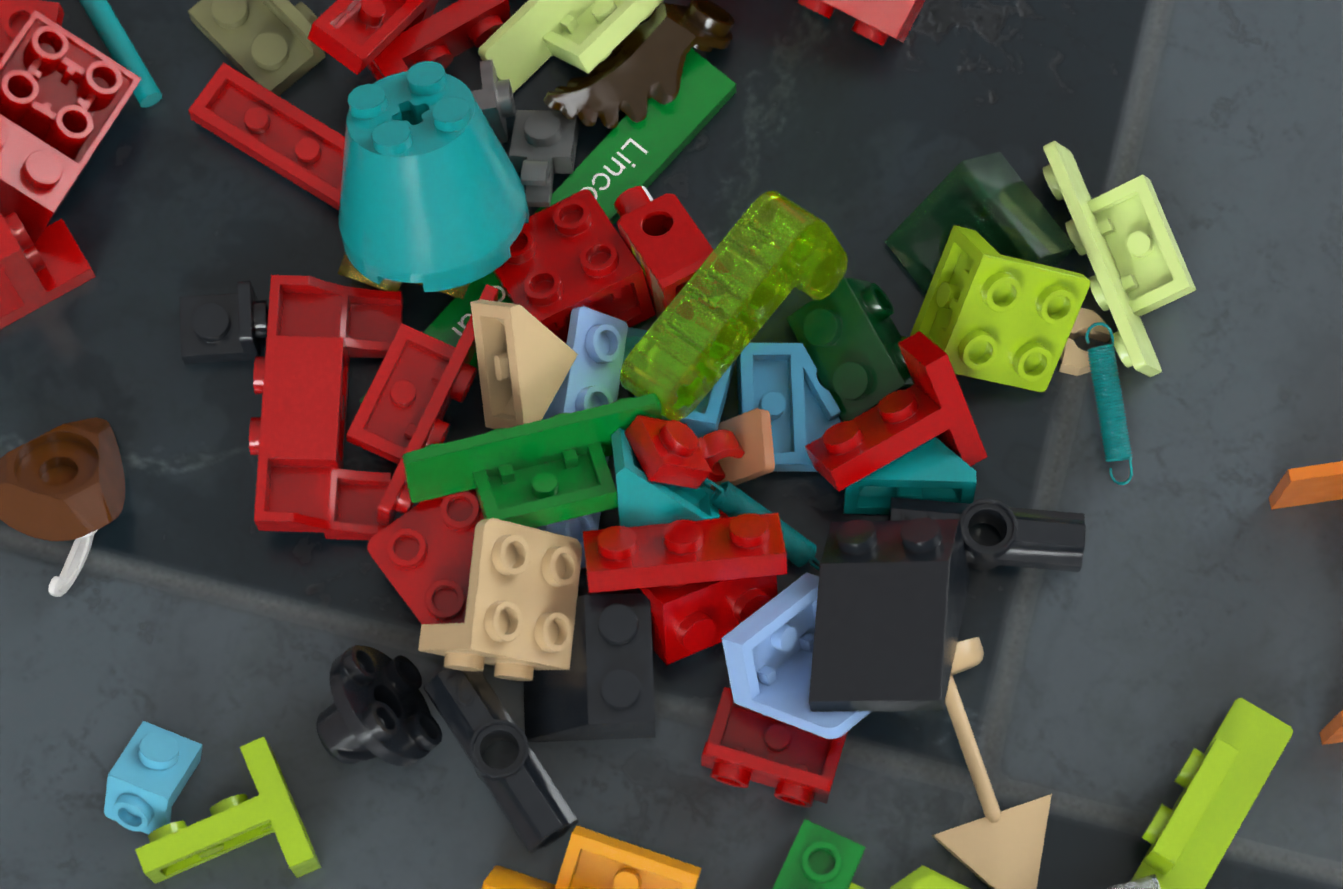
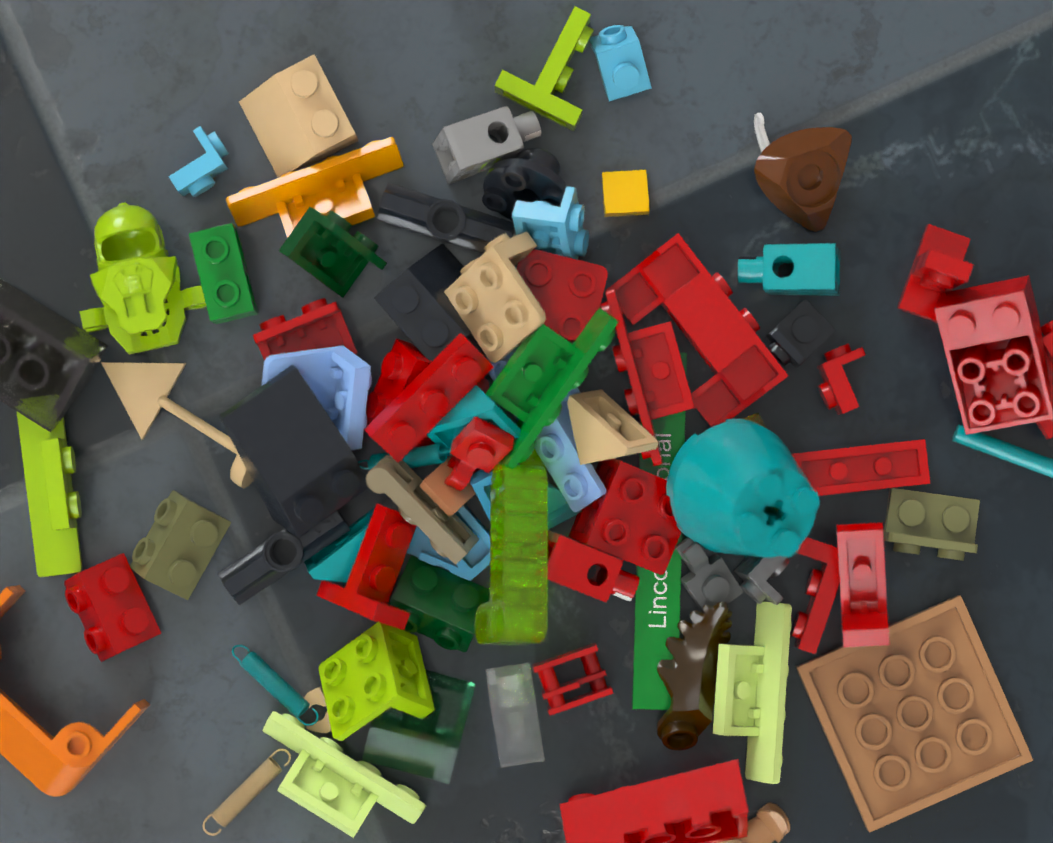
camera: 135 degrees right, 15 degrees up
(144, 367) = (814, 270): none -> teal torso
(231, 236) = (836, 388): none -> red bracket
(274, 627) = (625, 193): none -> yellow slope
(384, 805) = (468, 150): none -> light grey torso
(388, 634) = (554, 227): none -> medium azure bracket
(659, 821) = (329, 252): none -> dark green bracket
(794, 483) = (446, 533): none -> dark tan plate
(795, 148) = (554, 691): none -> red piece
(866, 172) = (515, 714): none -> clear slope
(1101, 639) = (179, 545): none -> olive bracket
(1232, 319) = (246, 792): none -> tan piece
(1234, 629) = (111, 607): none -> red bracket

